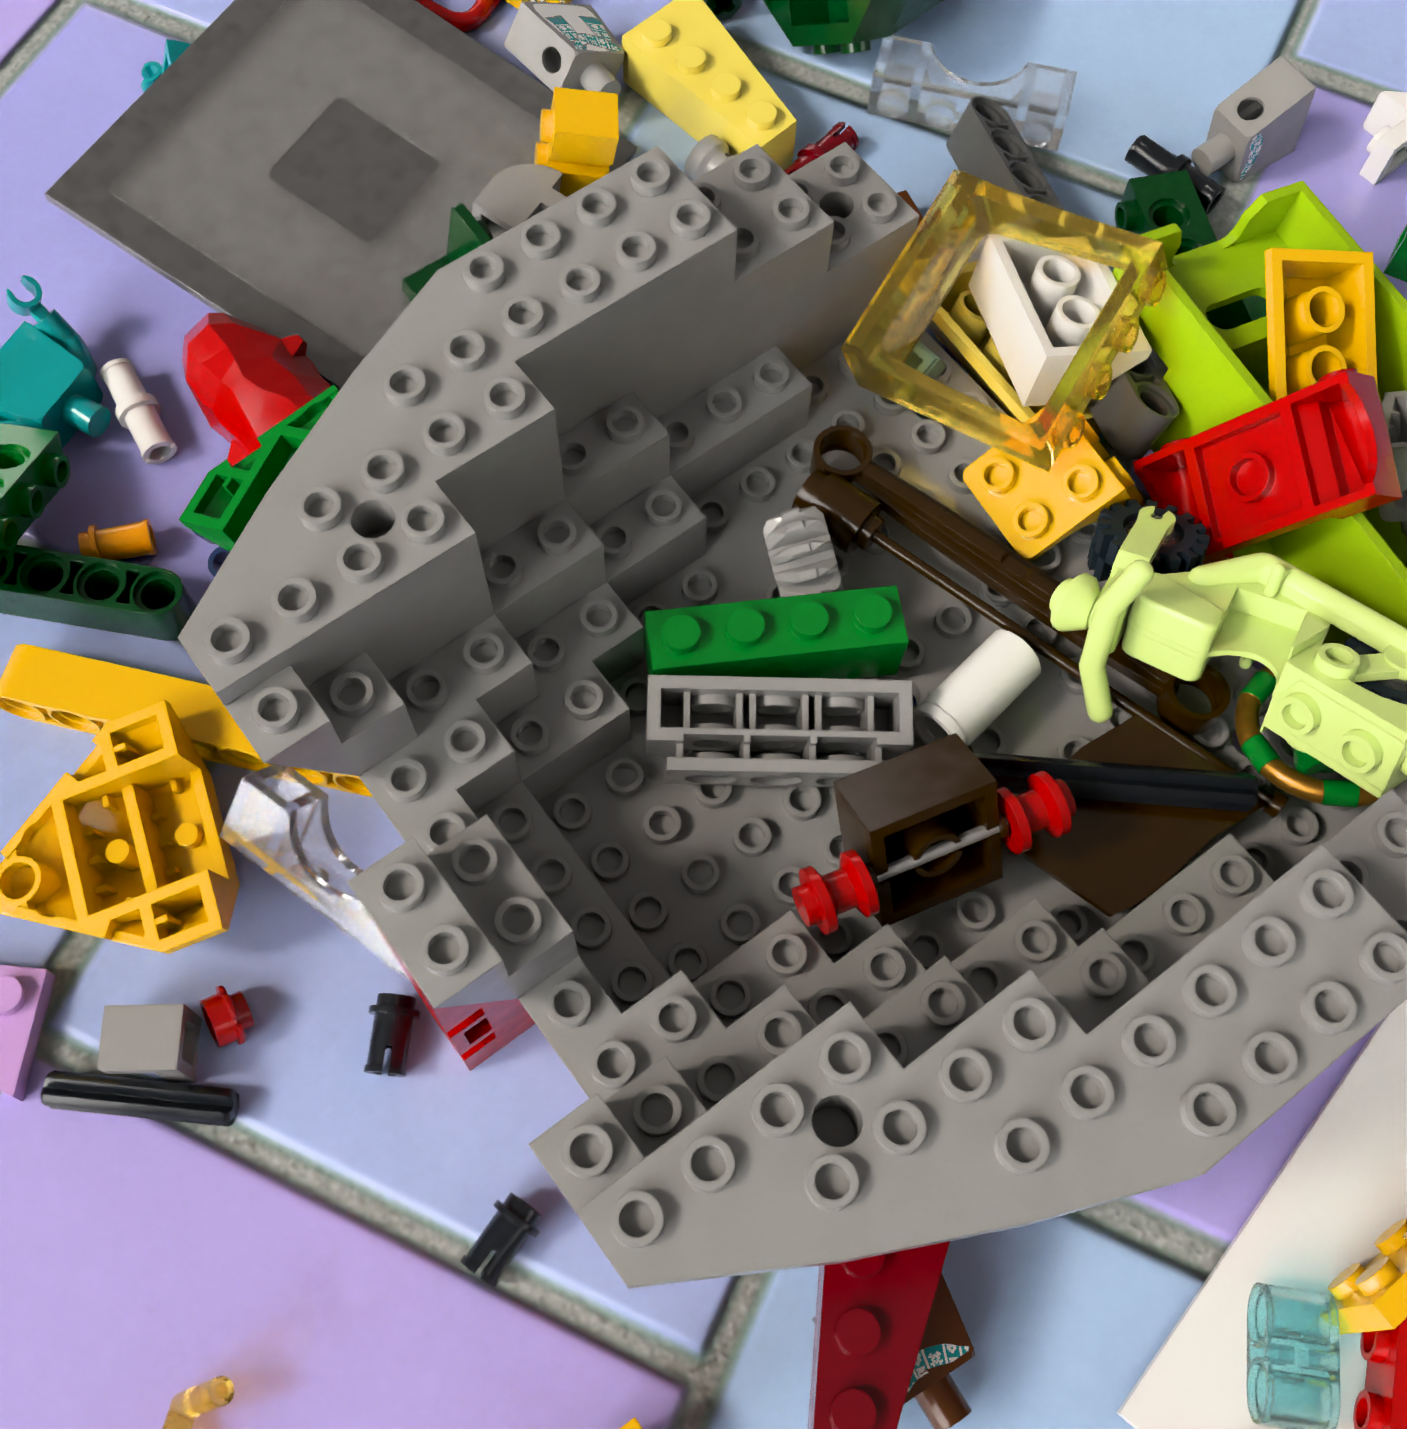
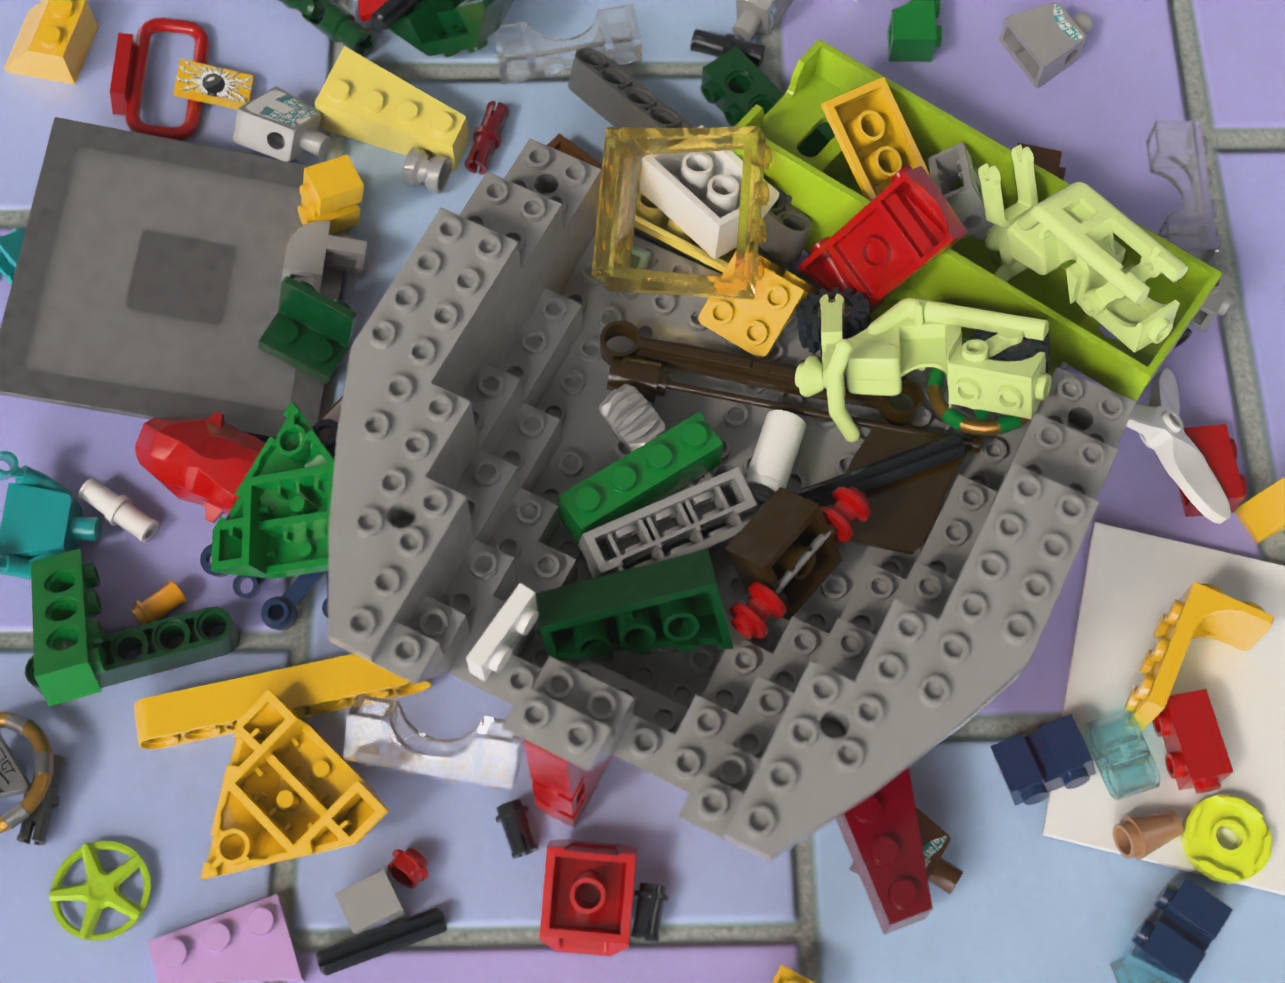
camera: 25 degrees left, 0 degrees up
(430, 762) = (493, 647): none -> white plate
(430, 1173) = (587, 897): none -> red slope
(667, 813) = (636, 610): none -> dark green wedge
(1170, 1308) = (1044, 761): none -> dark blue brick

